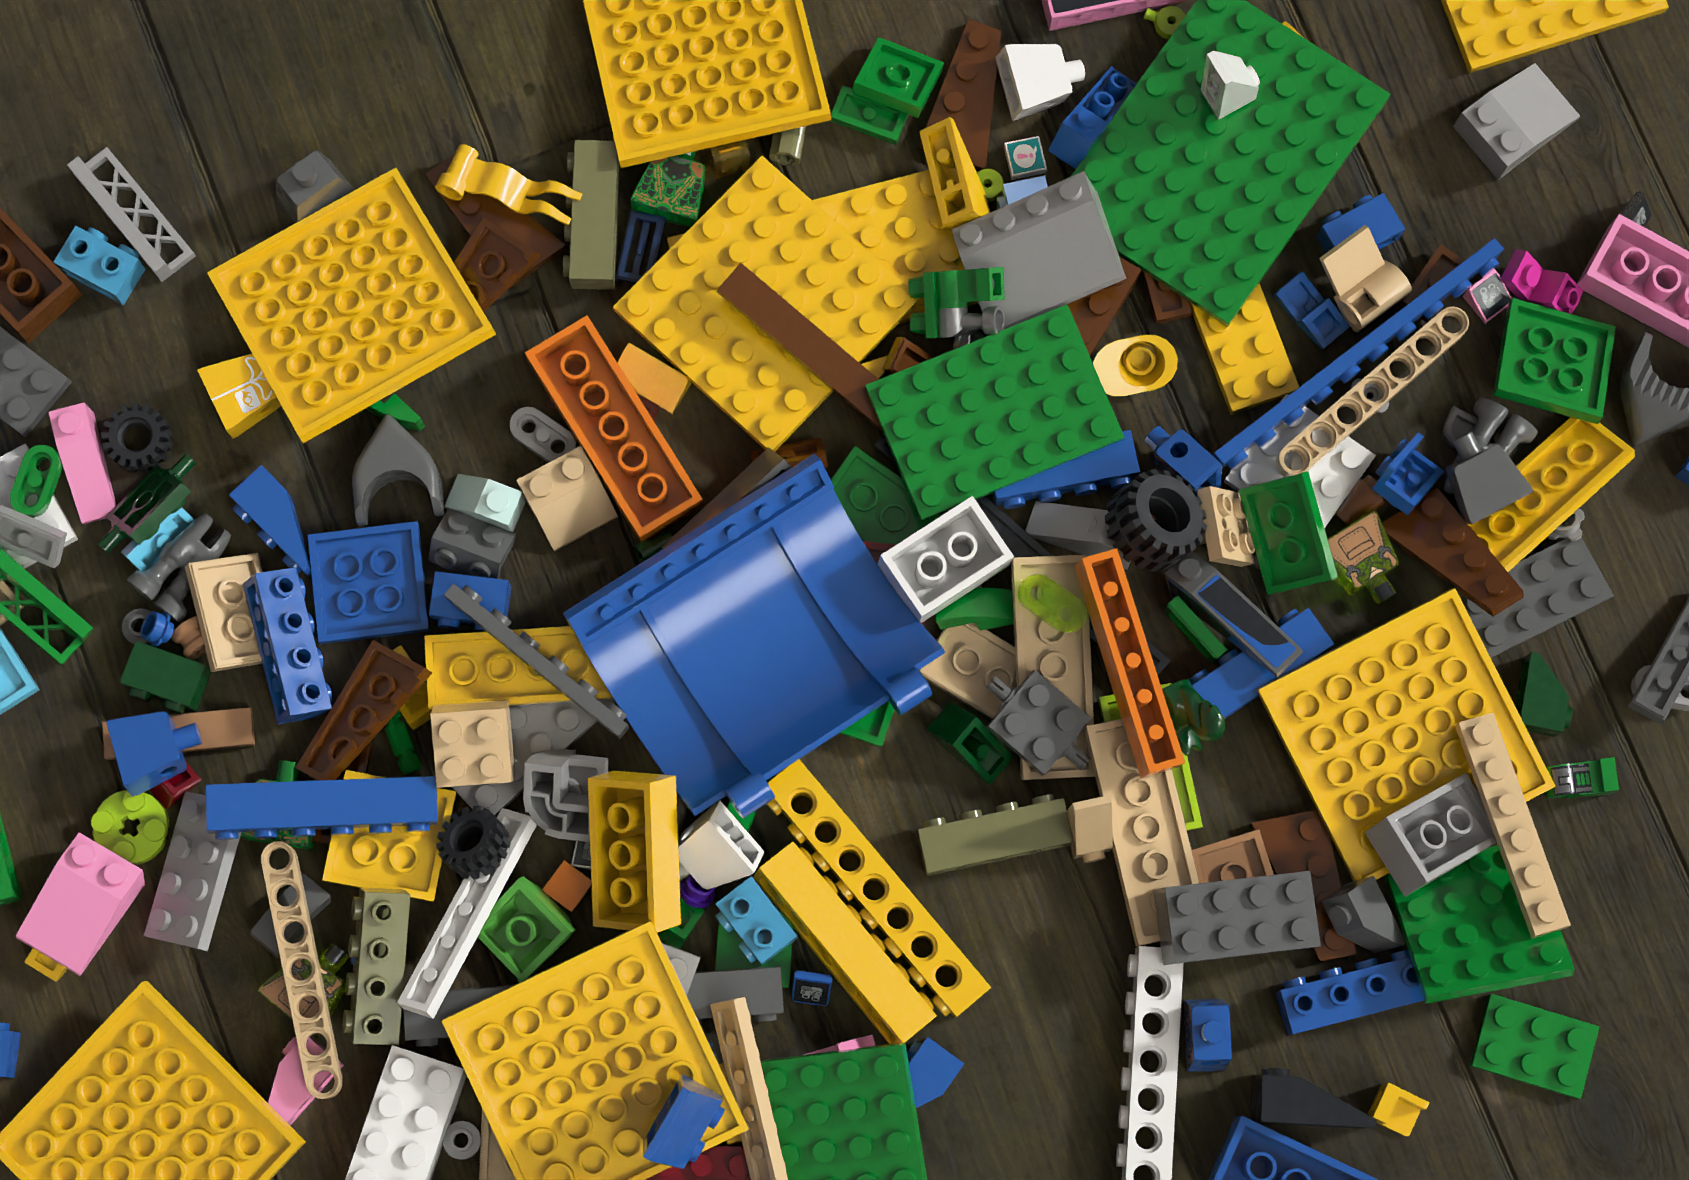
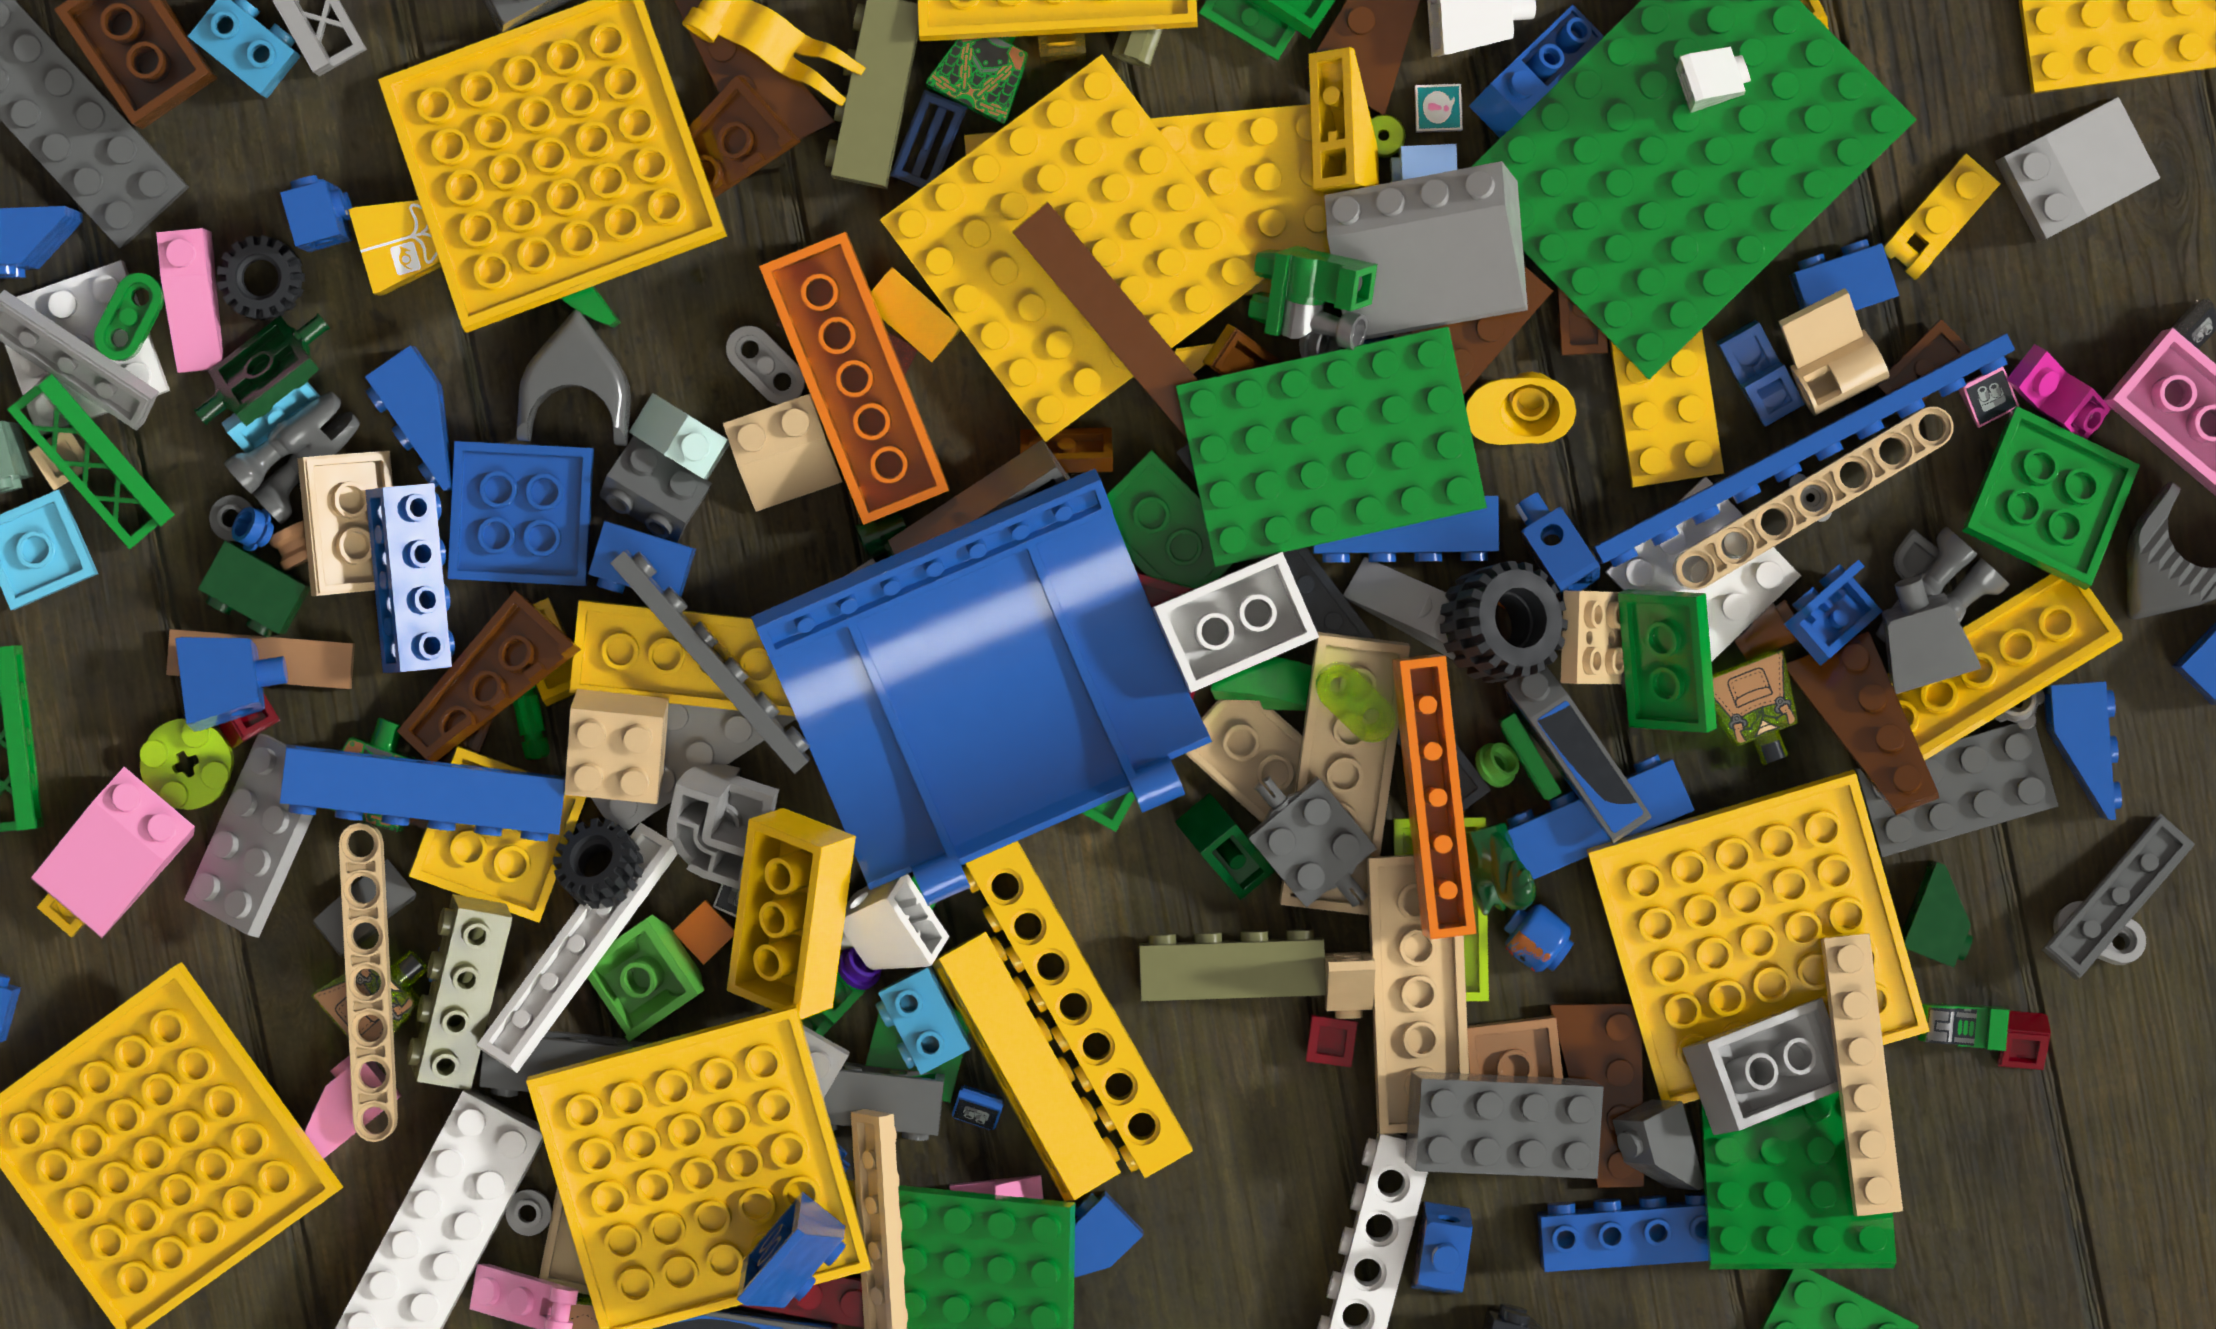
camera: 20 degrees right, 10 degrees up
(173, 377) = (317, 213): none -> blue brick
(1084, 882) = (1331, 1040): none -> dark red plate
(1171, 640) = (1497, 764): none -> bright green plate
(1231, 770) = (1538, 938): none -> blue head
(1423, 169) = (1941, 214): none -> yellow plate
(1617, 534) = (2080, 729): none -> blue slope
(1633, 785) = (2026, 1041): none -> dark red slope

